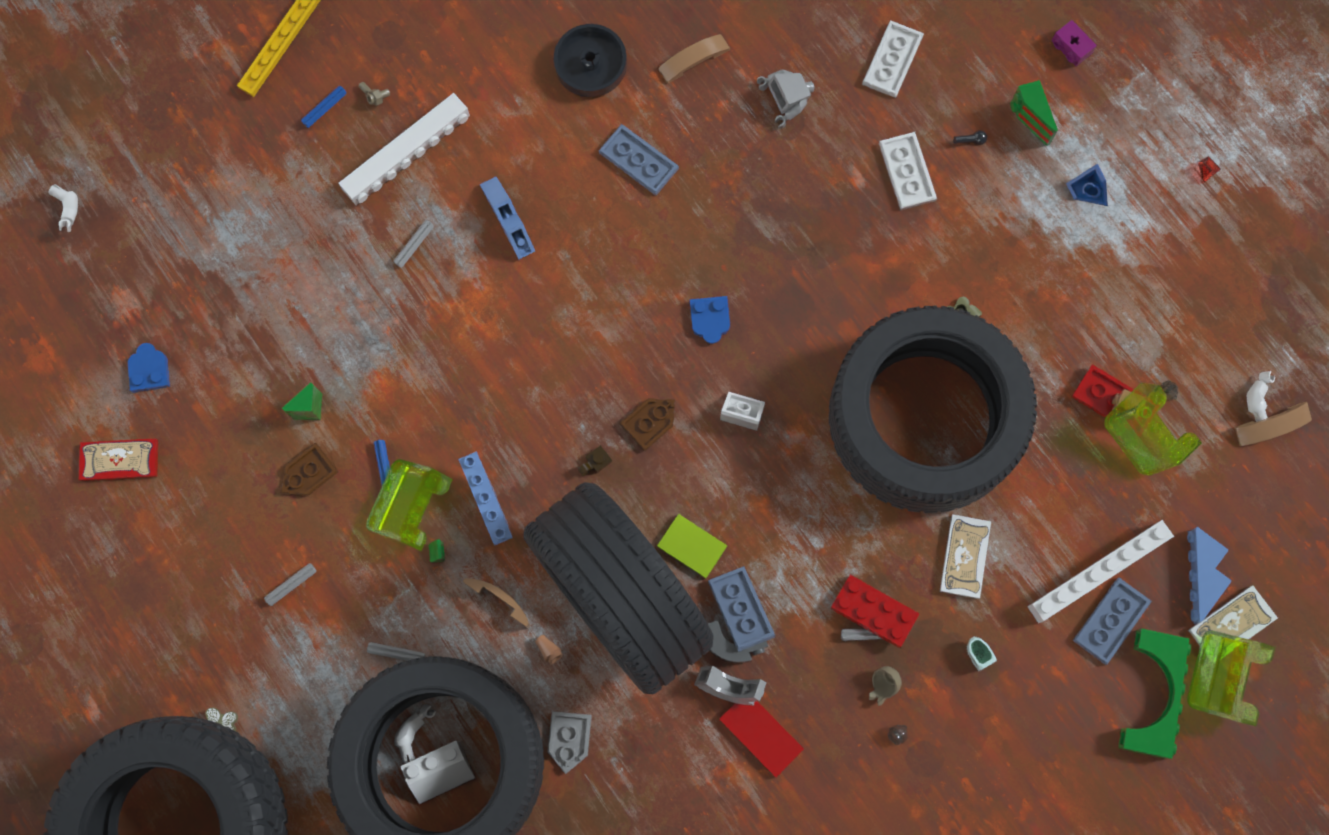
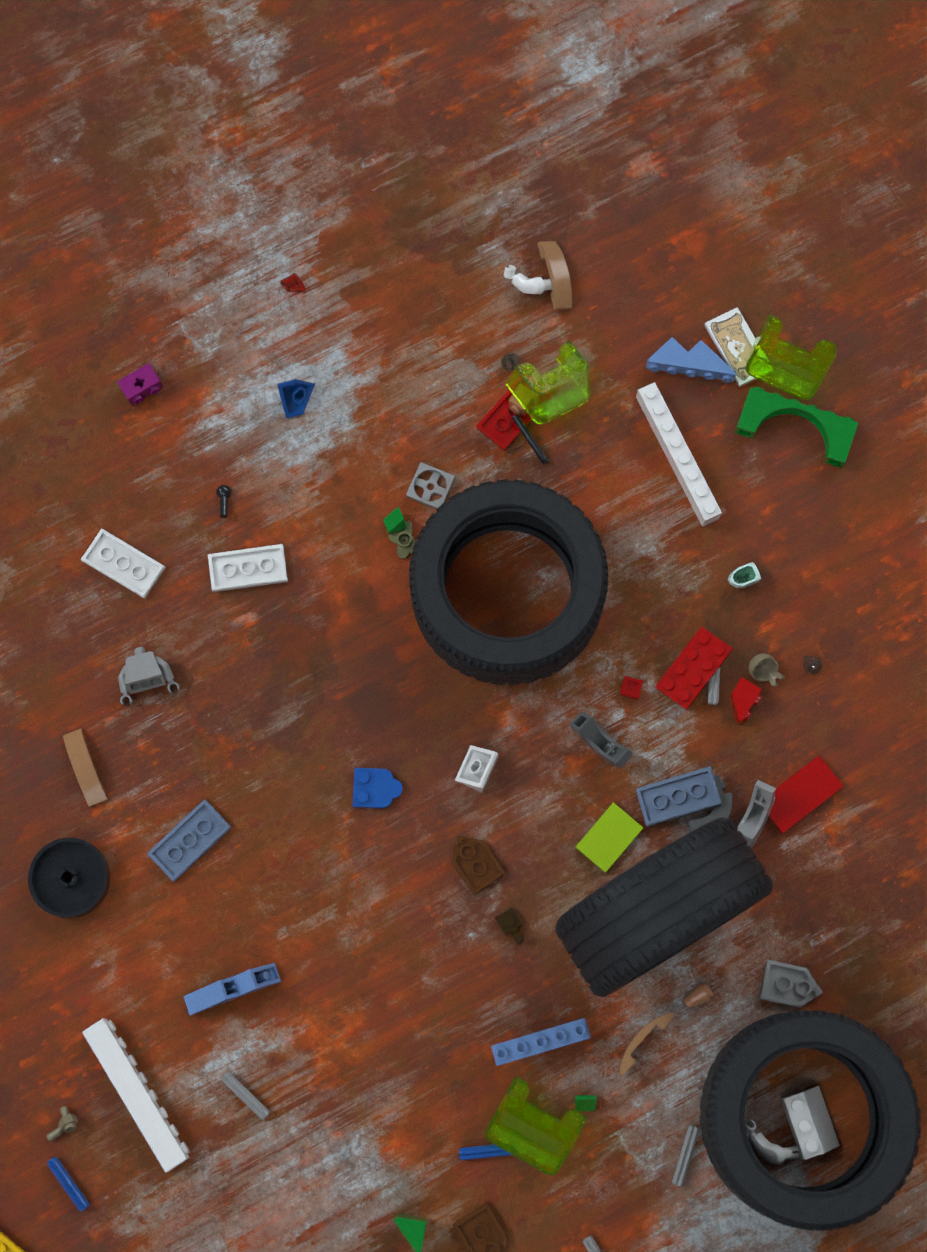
camera: 85 degrees left, 0 degrees up
(786, 523) = (599, 741): none -> dark grey arch
(846, 551) = (631, 687): none -> red tile
(851, 664) = (743, 698): none -> red slope
(965, 556) = (649, 575): tile -> none
(978, 299) = (394, 521): none -> green slope
(1031, 347) = (436, 473): none -> light grey piece
(1034, 111) = (207, 434): green slope -> none
(1088, 419) = (530, 439): none -> black bar
(1112, 621) = (724, 452): sand blue tile -> none

